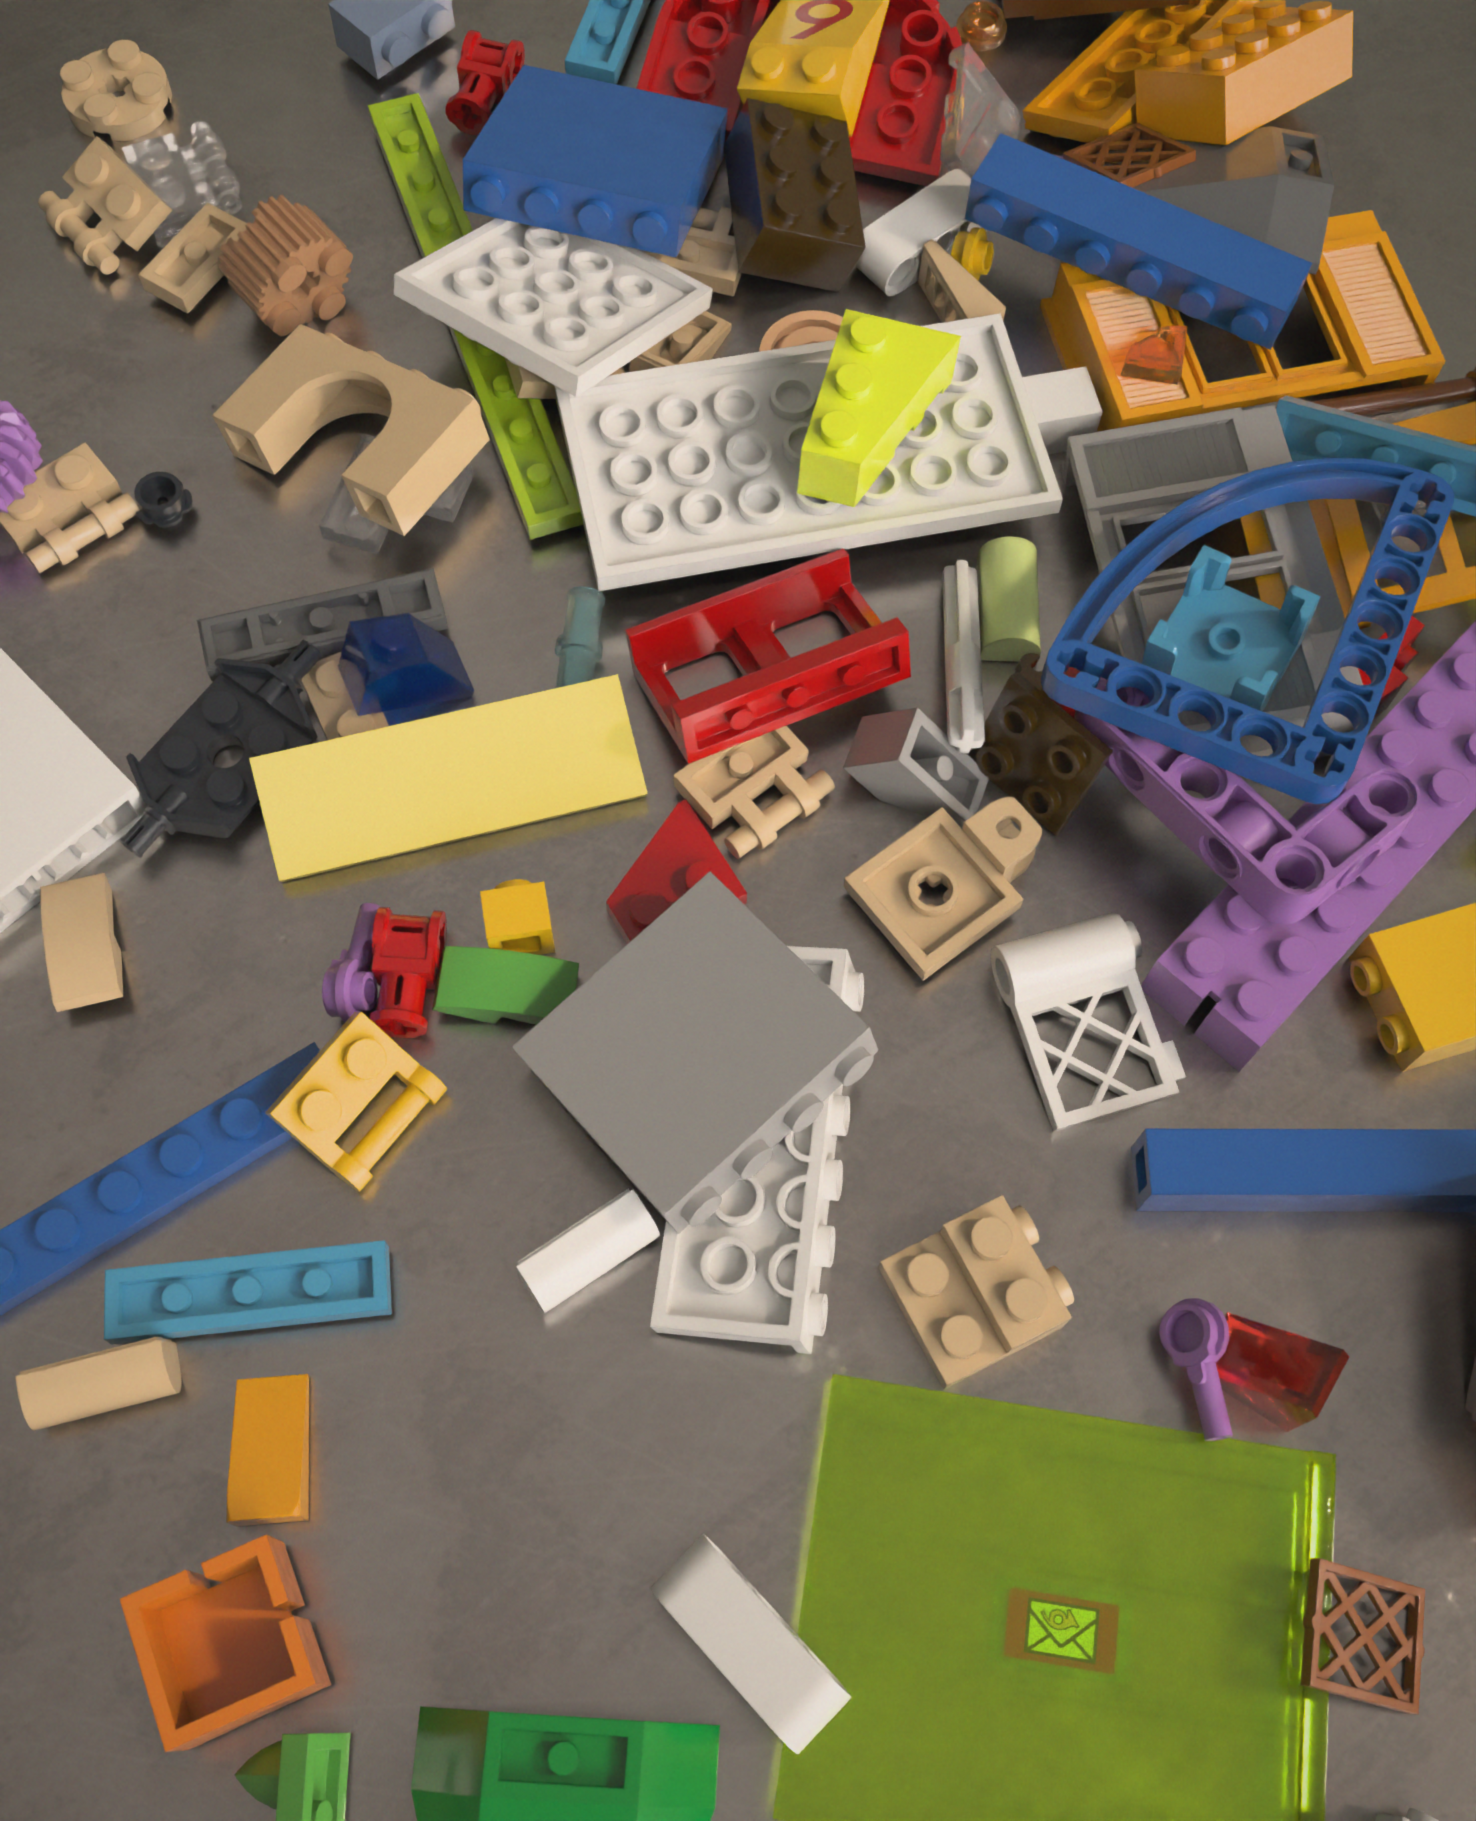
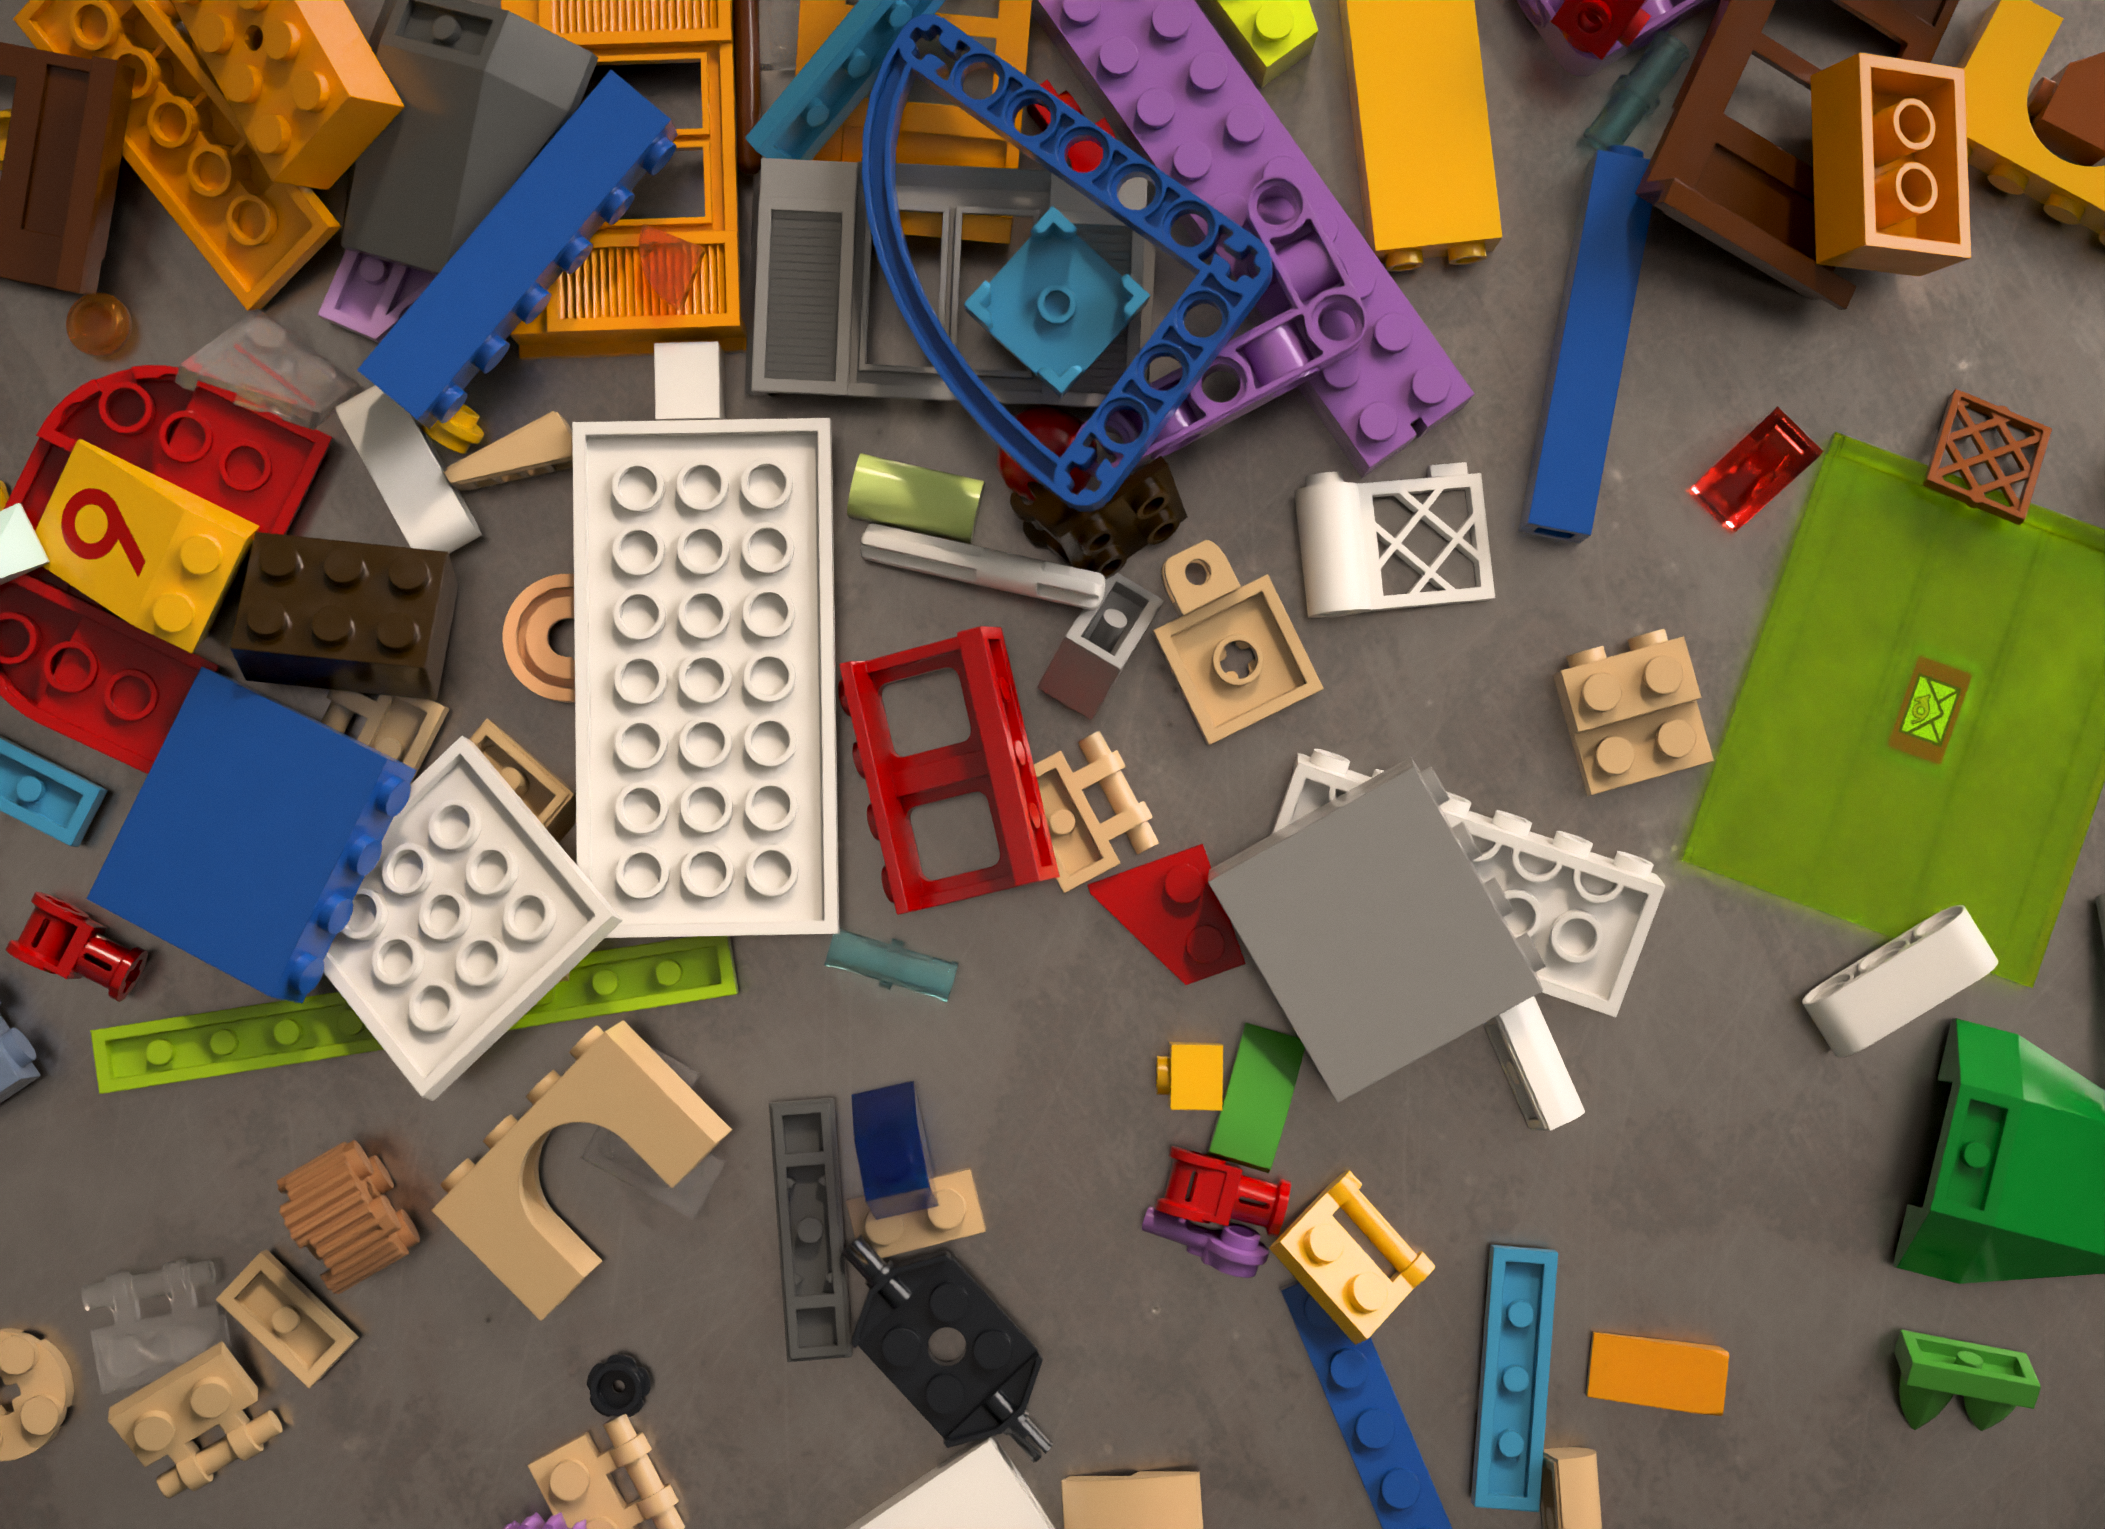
camera: 80 degrees left, 20 degrees up
(223, 1649) = (1825, 1425): orange piece -> none
(447, 777) = (1023, 1121): light yellow tile -> none
(869, 400) = (689, 603): neon yellow wedge -> none
(1174, 153) = (422, 199): dark orange window -> none
(1196, 1338) = (1715, 527): medium lavender plate -> none

